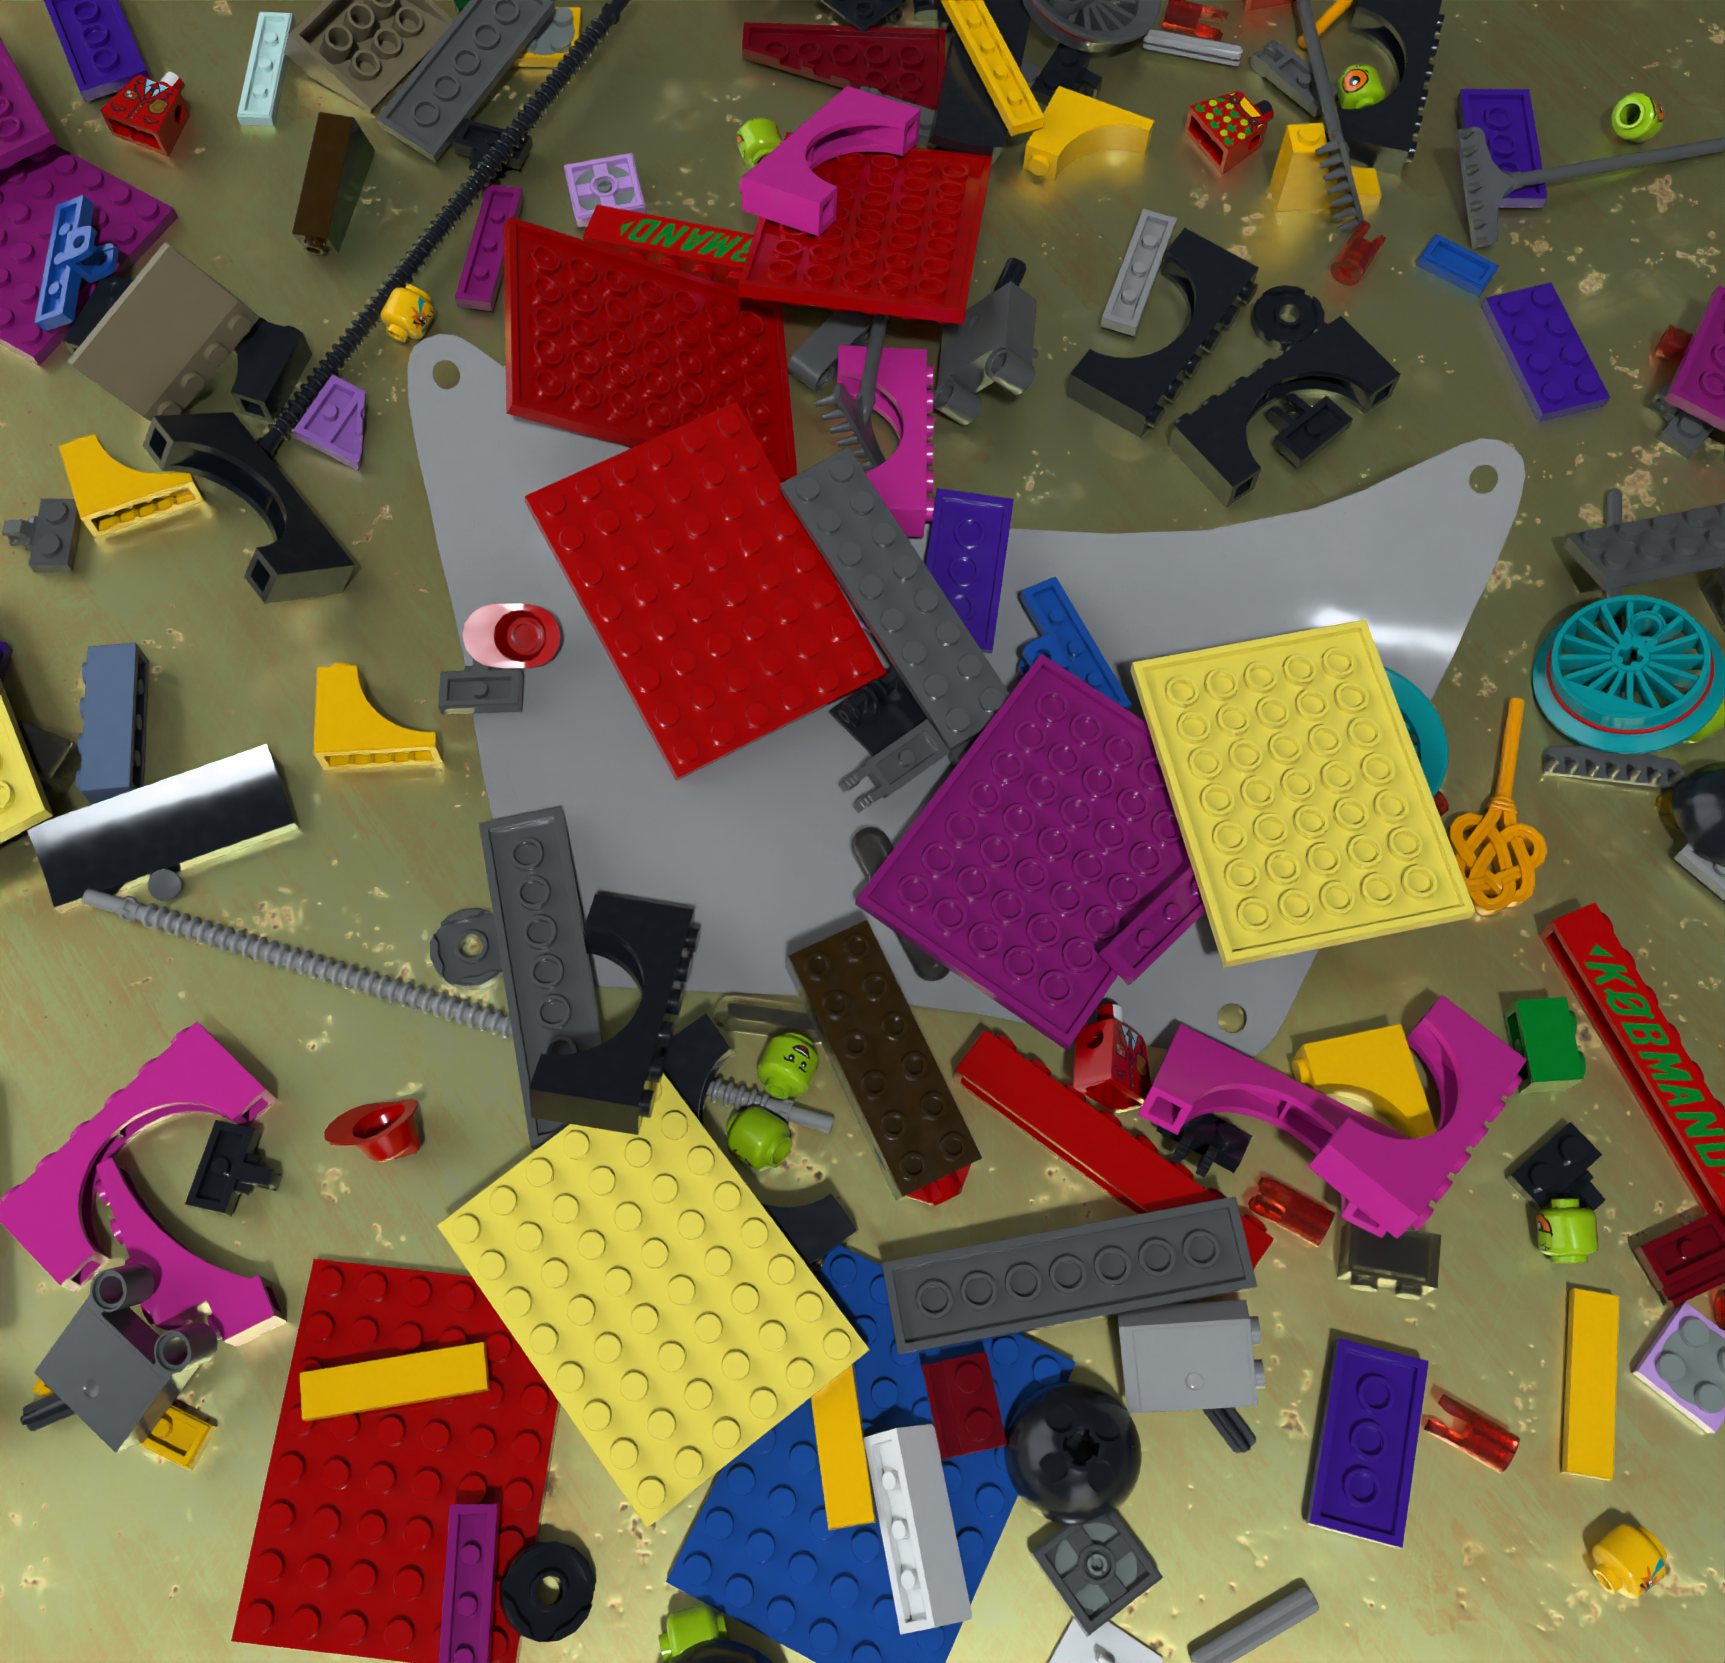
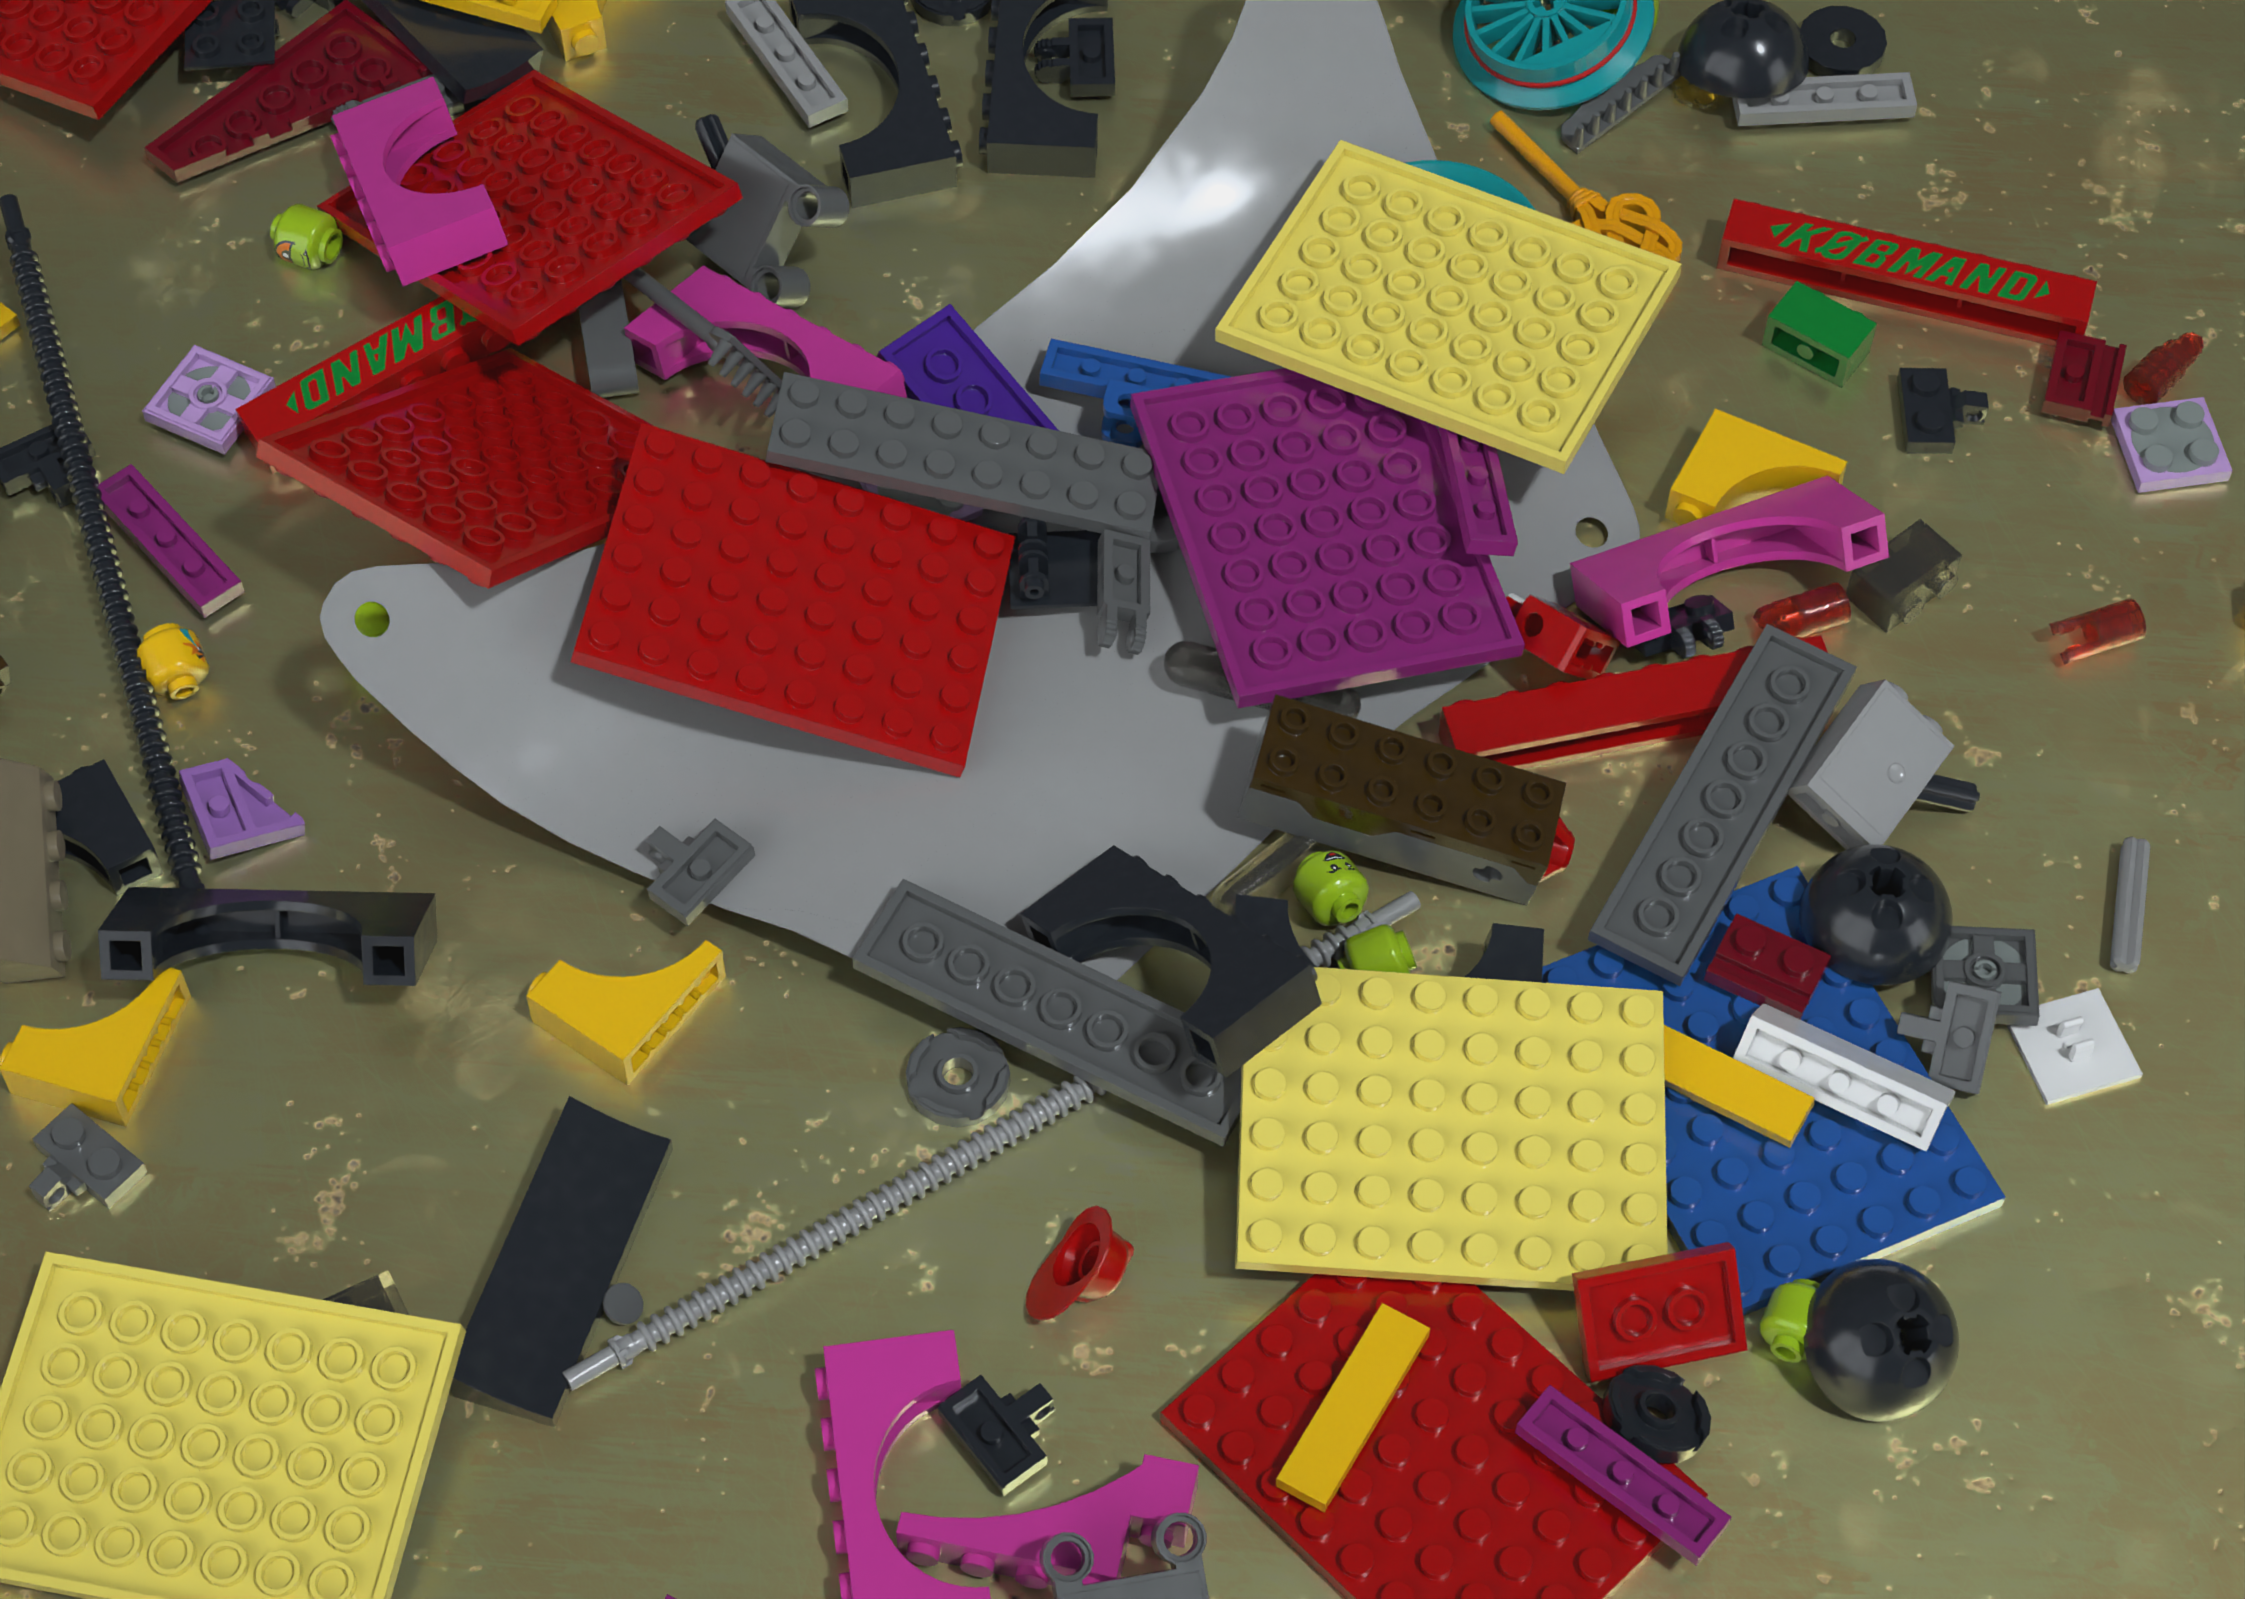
camera: 50 degrees left, 10 degrees down
(113, 721) = (391, 1231): sand blue brick -> none
(511, 635) = (677, 795): red piece -> none
(622, 1536) = (1660, 1311): none -> red plate
(1021, 1583) = (1957, 1035): none -> dark grey hinge
(1367, 1443) = (2043, 708): dark purple plate -> none
(1399, 1177) = (1806, 394): dark pink arch -> none
(1567, 1231) = (1989, 439): lime head -> none
(1590, 1385) = (2124, 524): yellow tile -> none

